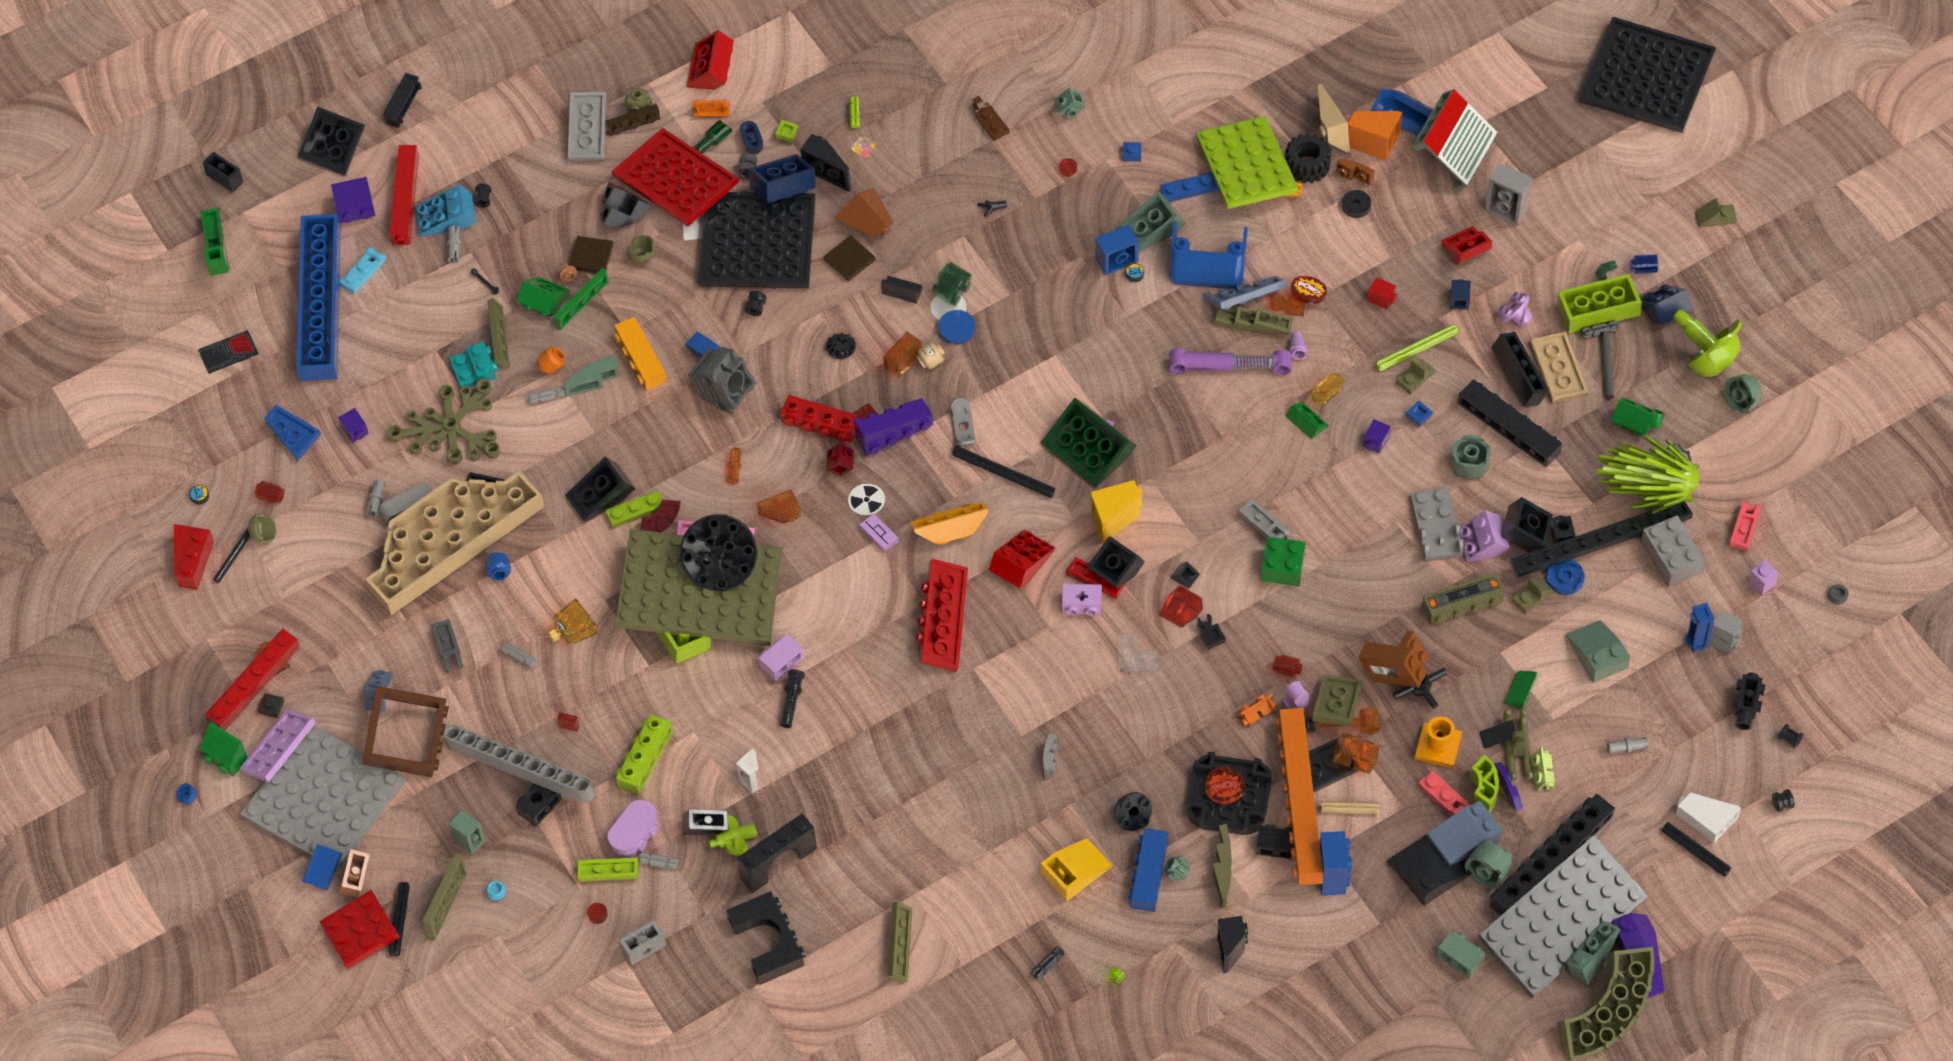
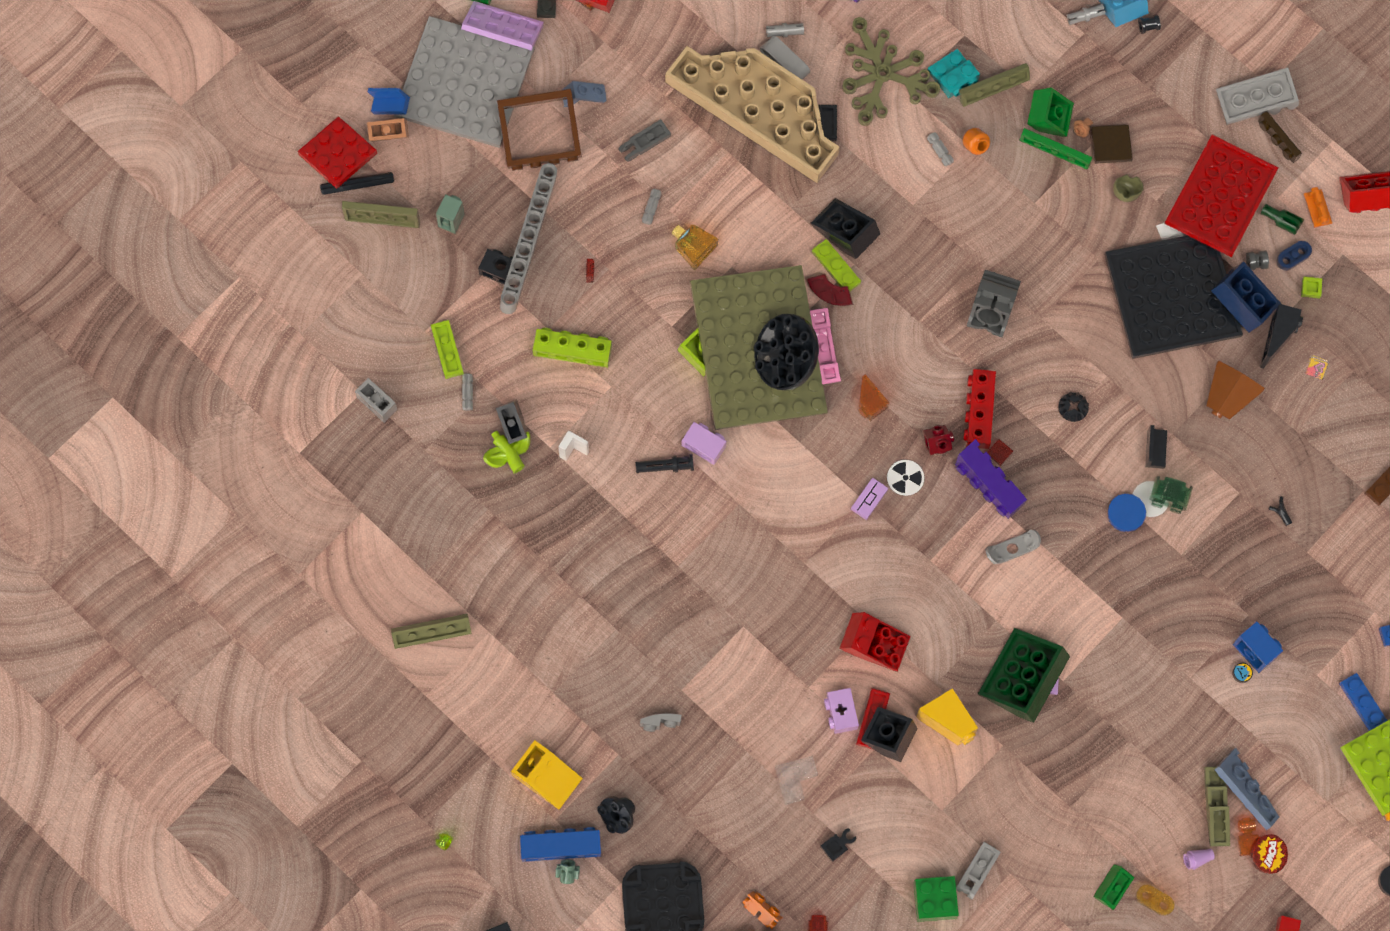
camera: 70 degrees right, 15 degrees up
(495, 290) = (1046, 68): black hinge -> none
(496, 890) = (404, 258): medium azure plate -> none
(497, 566) = (739, 159): blue head -> none
(591, 376) = (971, 184): sand green slope -> none
(597, 913) = (403, 353): clear red tile -> none
(621, 207) = (1173, 156): black brick -> none
(633, 829) = (492, 360): lavender brick -> none
(637, 99) = (1302, 135): olive brick -> none
(640, 353) = (1008, 221): light orange brick -> none
(700, 344) = (1032, 280): blue slope -> none
(734, 466) = (907, 343): clear orange axle -> none
(755, 303) = (1097, 312): black wheel -> none
(766, 912) = (397, 532): black arch -> none
(794, 835) = (473, 479): black arch -> none
(849, 258) = (1178, 388): dark brown tile -> none
(854, 112) = (1355, 347): lime axle -> none
(902, 354) = (1076, 468): clear orange brick -> none
(930, 355) = (1082, 495): tan head -> none
(942, 615) = (789, 581): red plate -> none
(951, 523) = (893, 561): light orange wedge -> none
(1003, 471) = (970, 600): black axle -> none
(1047, 963) = (442, 773): black axle -> none
(1068, 167) = (1352, 575): clear red tile -> none
(1153, 221) = (1305, 675): sand green slope -> none
(1181, 361) = (1146, 745): medium lavender piece -> none
(1181, 607) = (862, 811): clear red slope -> none
(1185, 574) = (899, 805): black slope -> none
(1207, 268) = (1263, 745): blue windscreen -> none
(1222, 869) = (574, 917): olive slope -> none
(1224, 785) = (669, 897): clear red tile -> none

